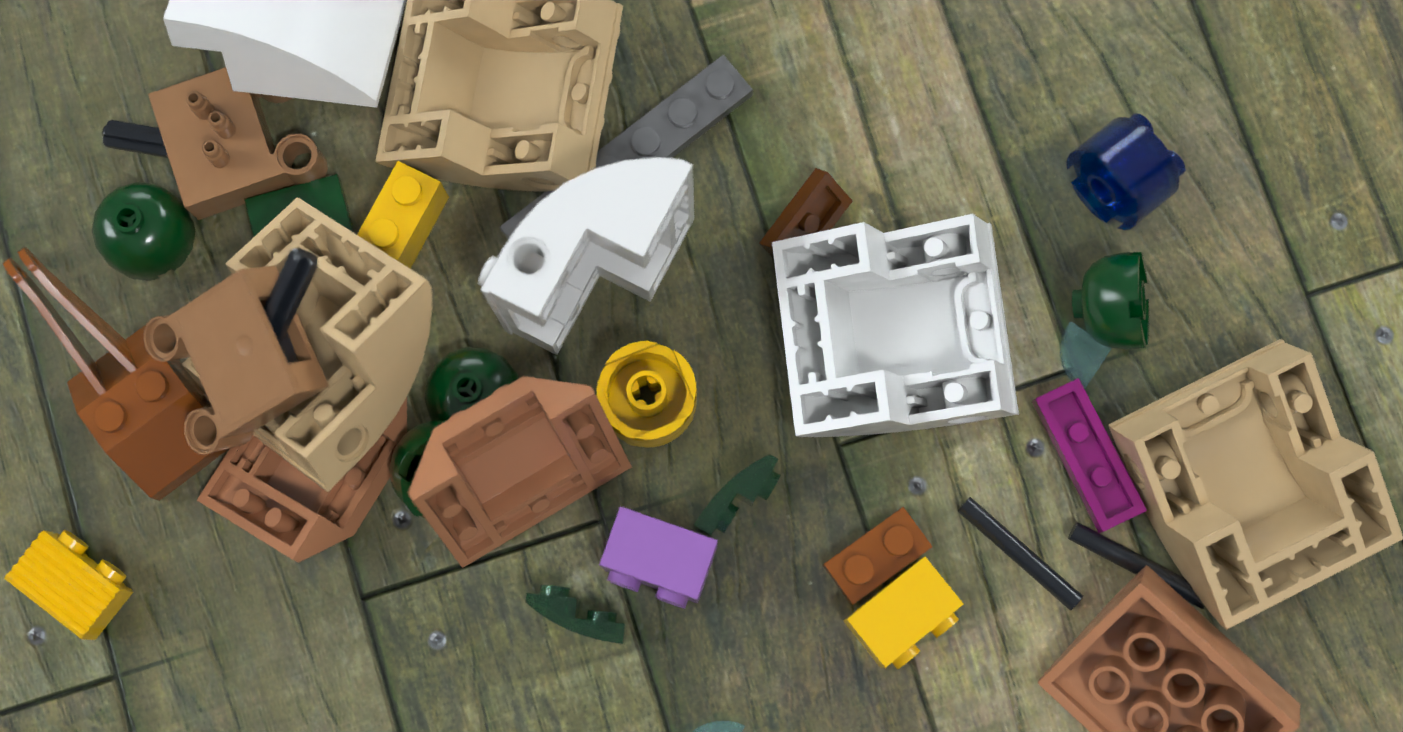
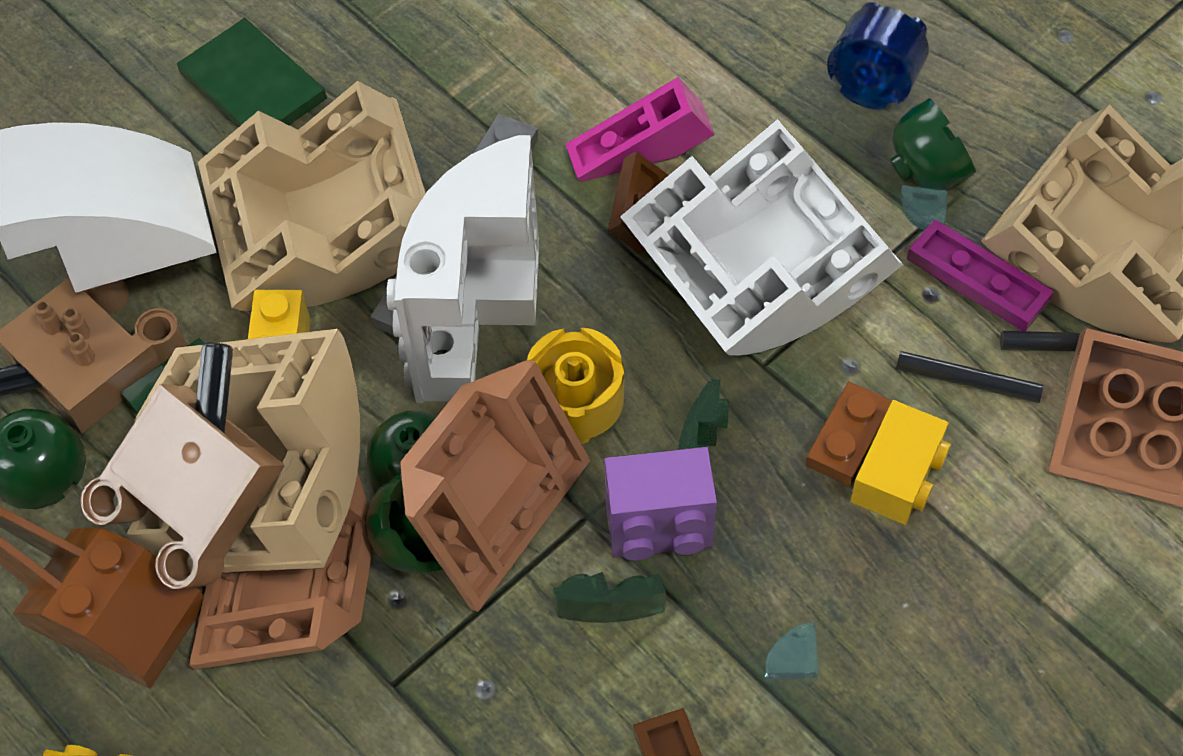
camera: 25 degrees left, 20 degrees down
(848, 146) = (655, 126): none -> dark pink slope

